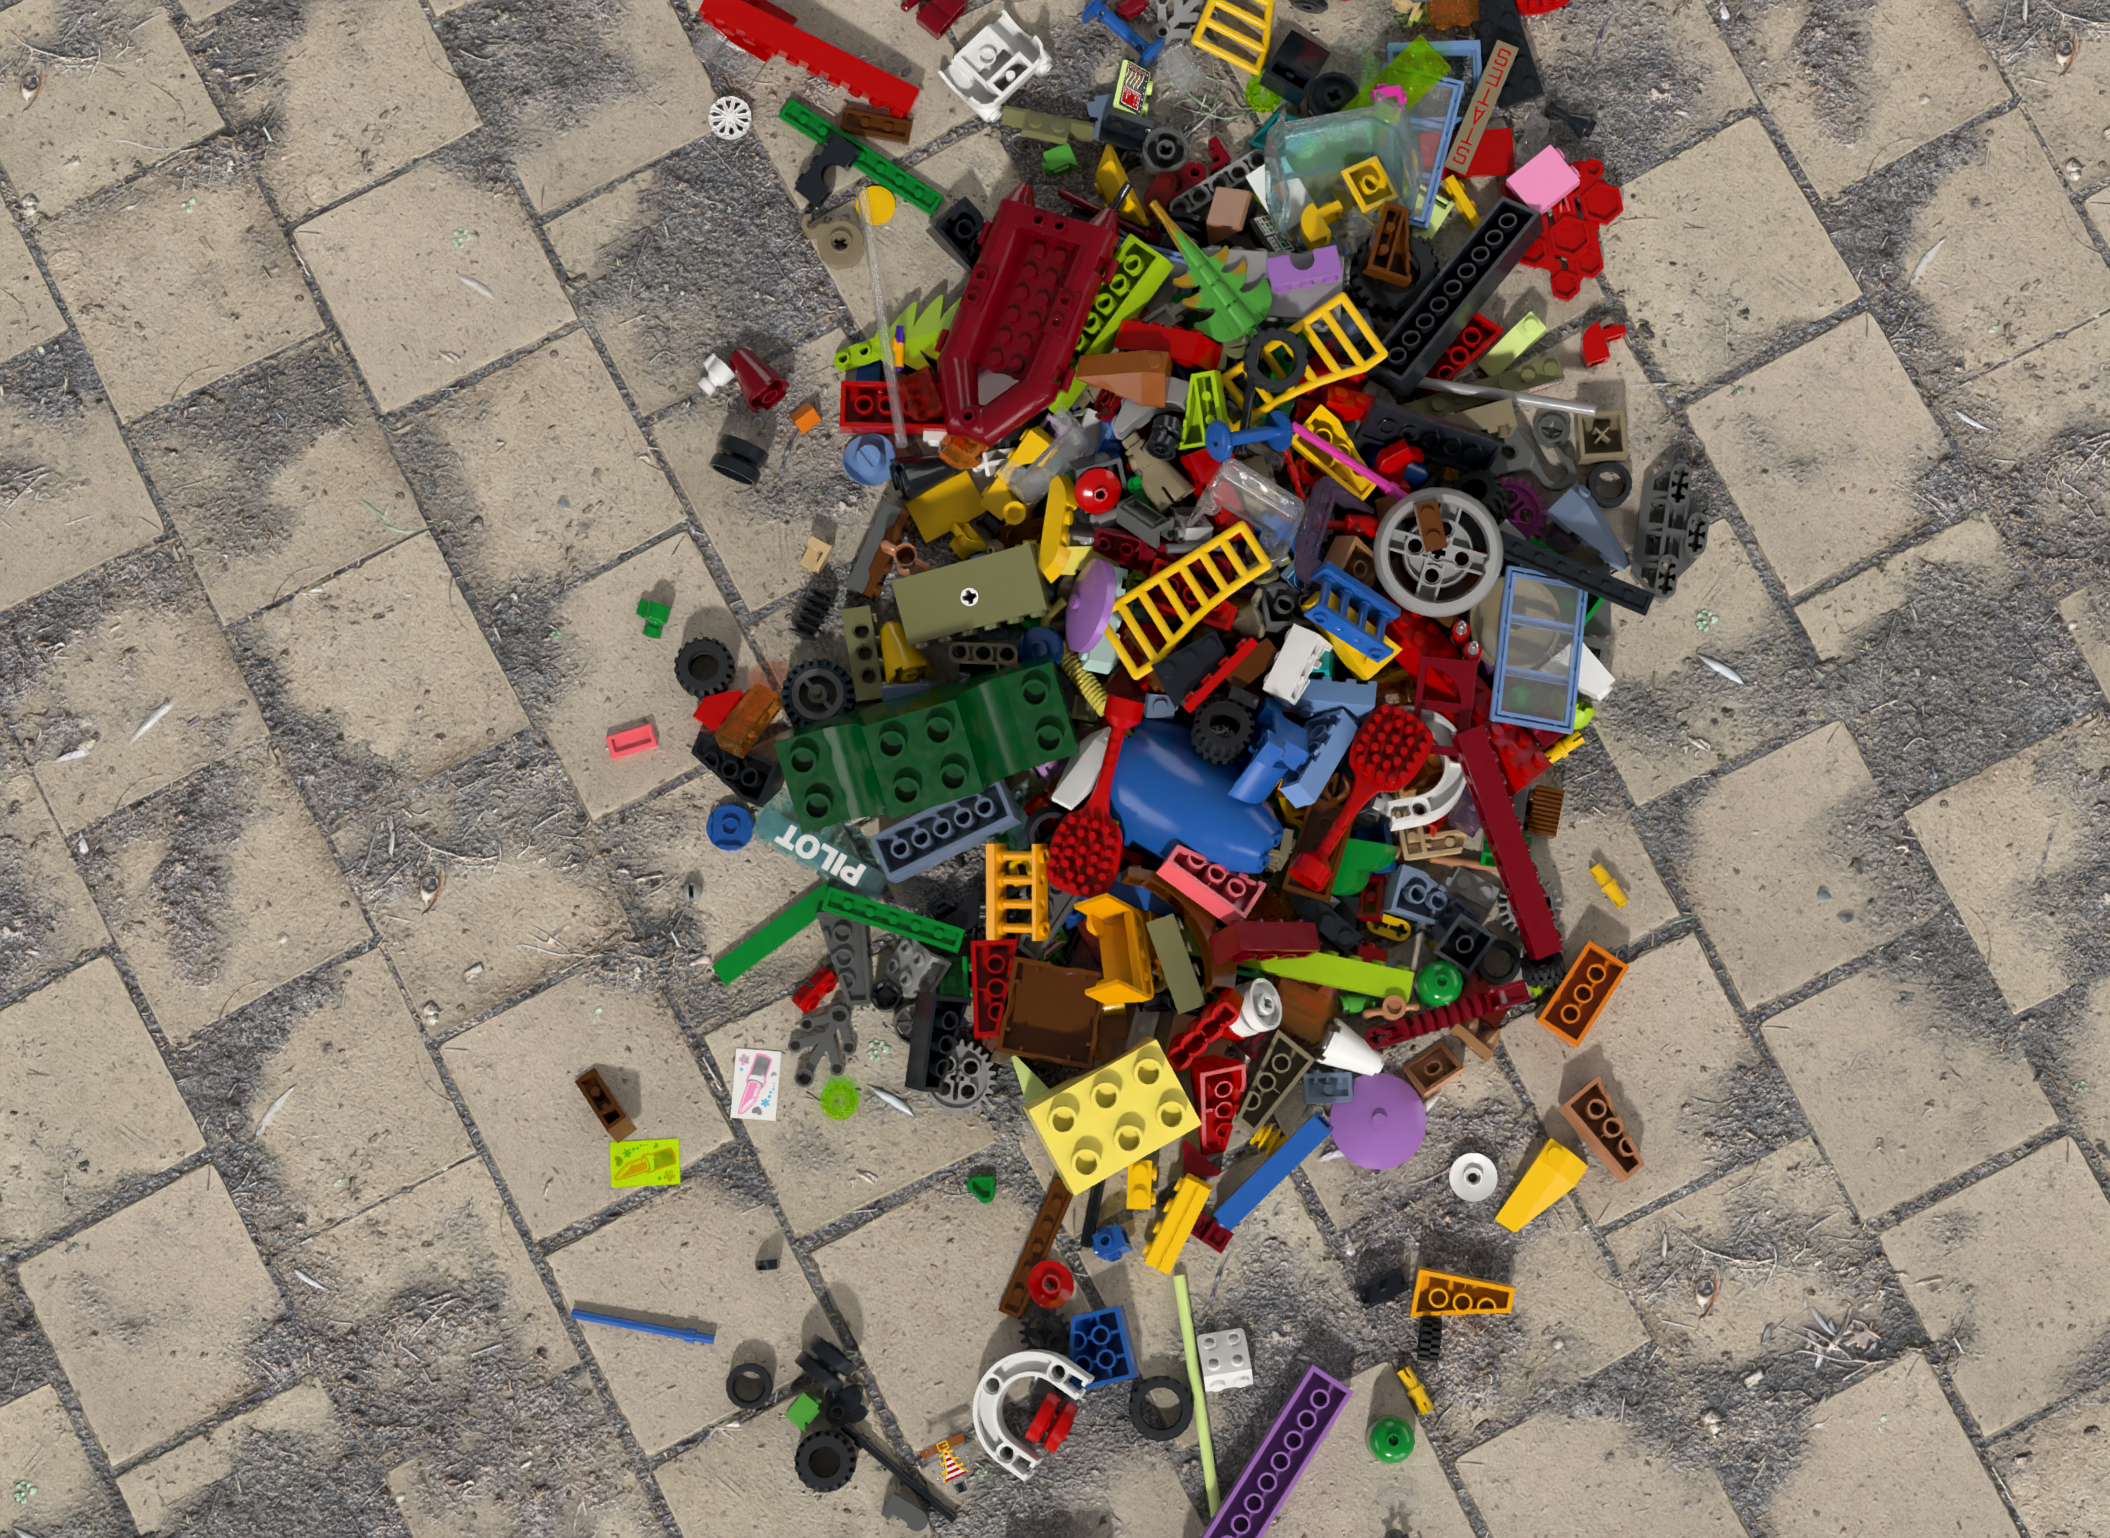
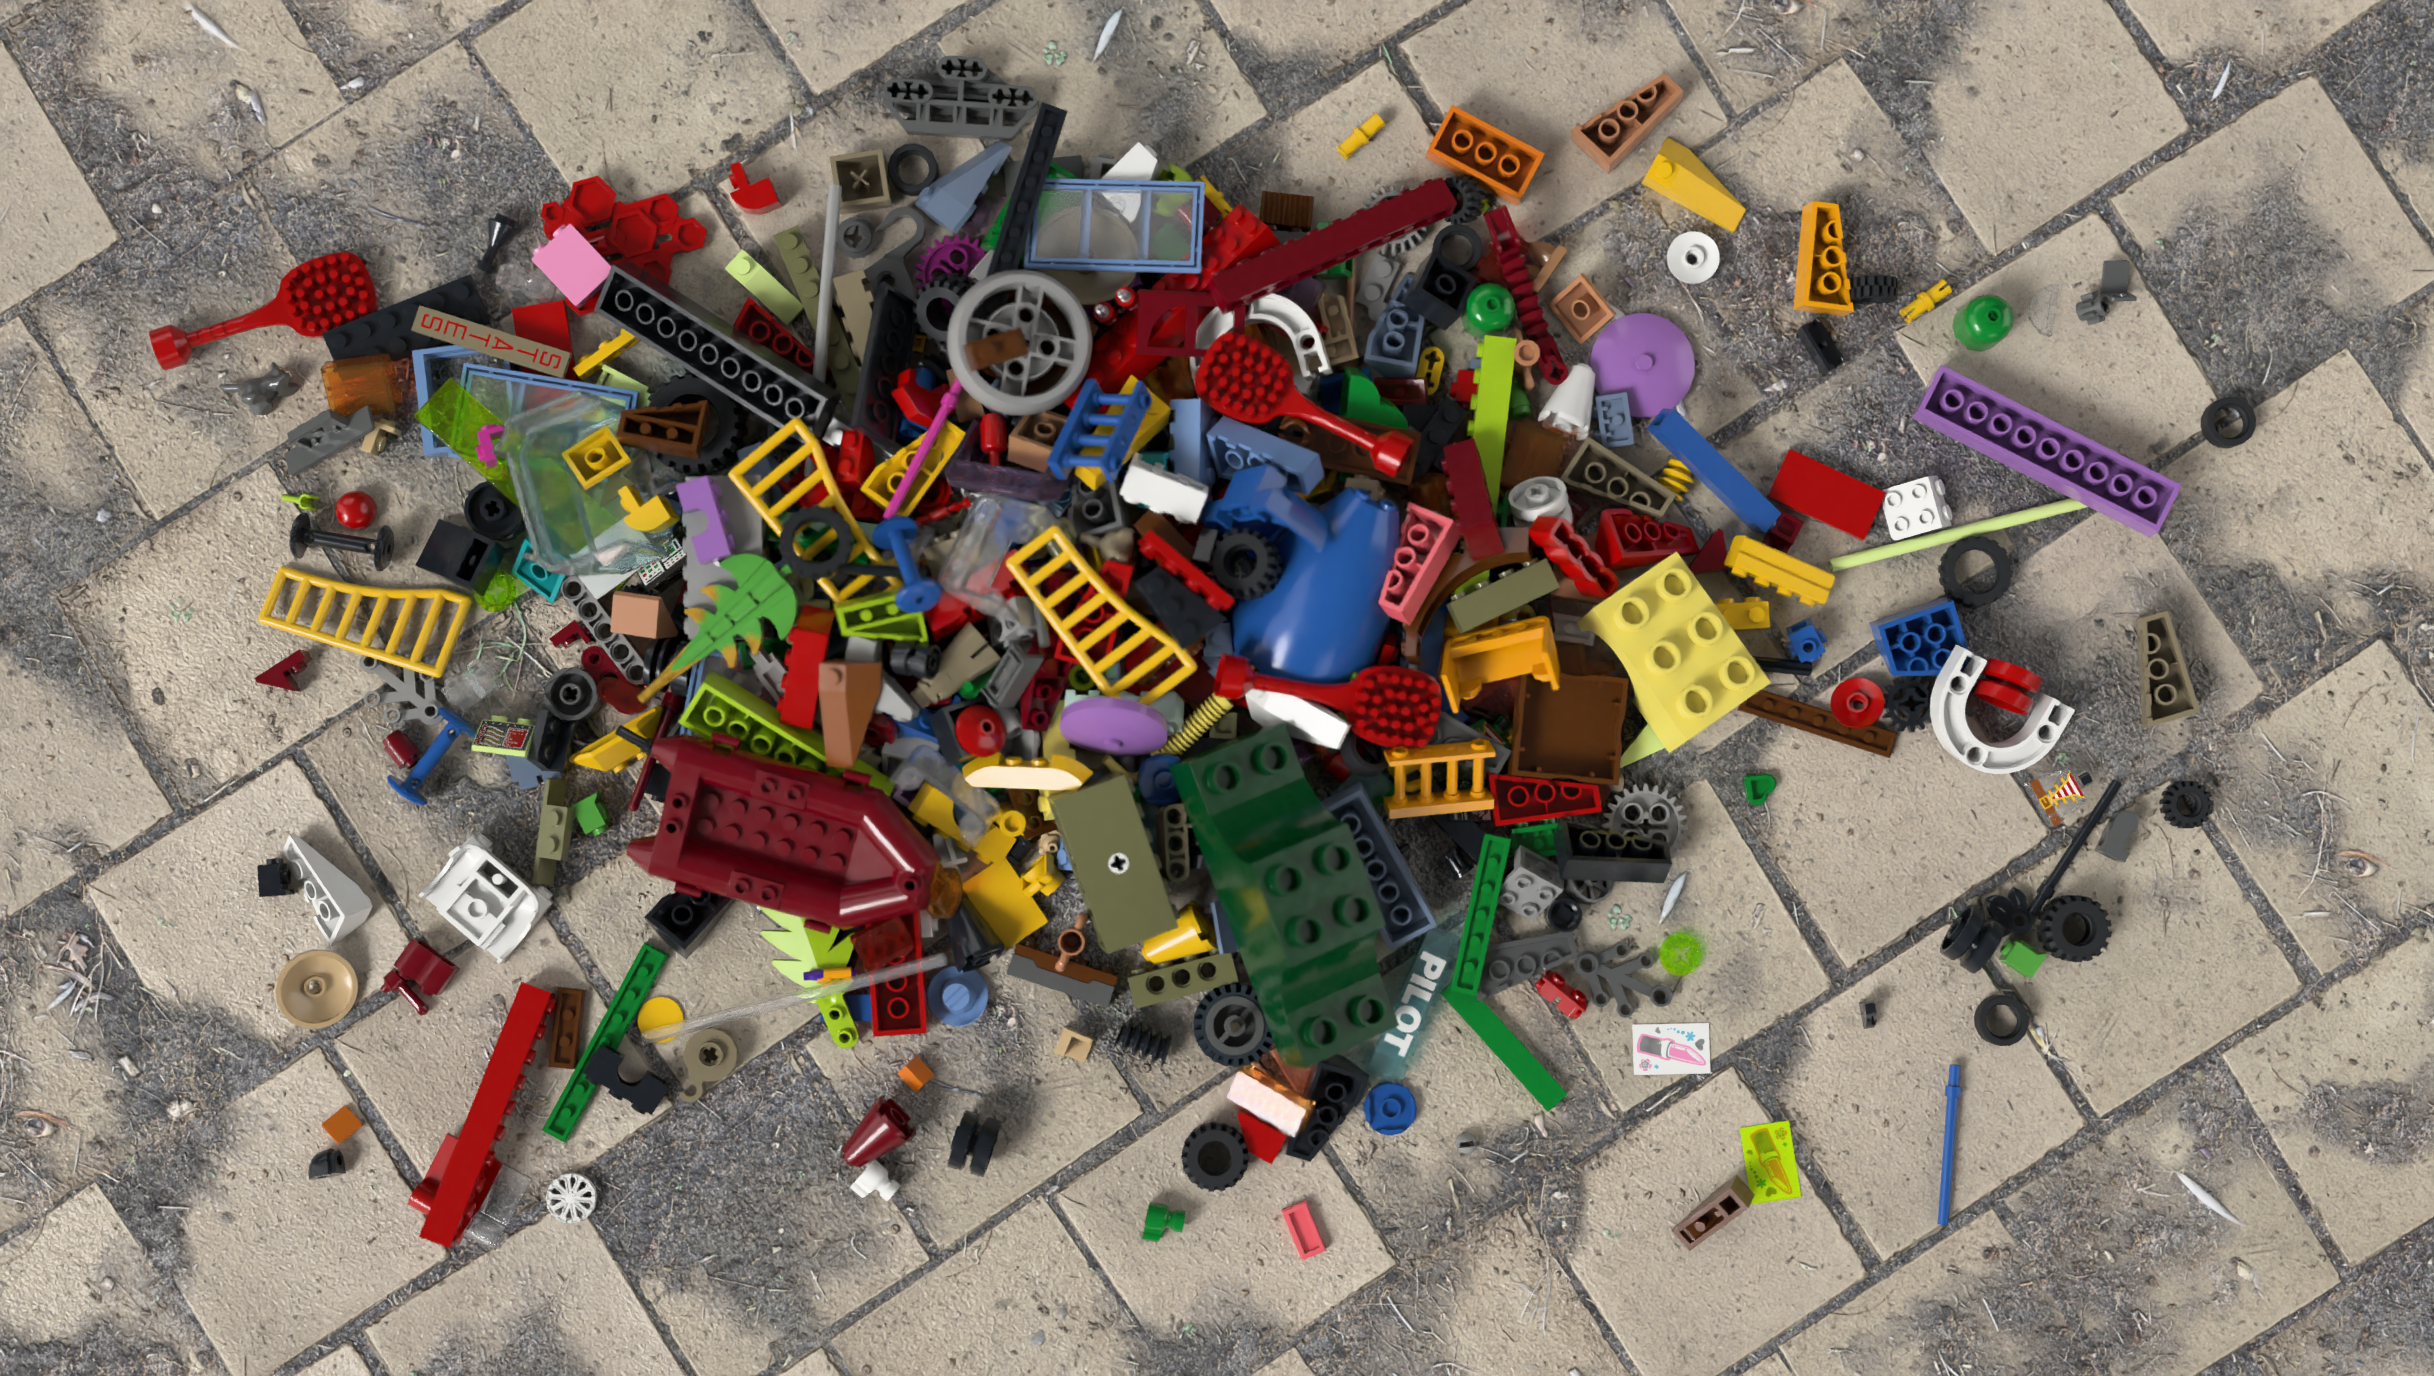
camera: 100 degrees left, 5 degrees up
(1244, 1277) = (1826, 495): none -> red tile

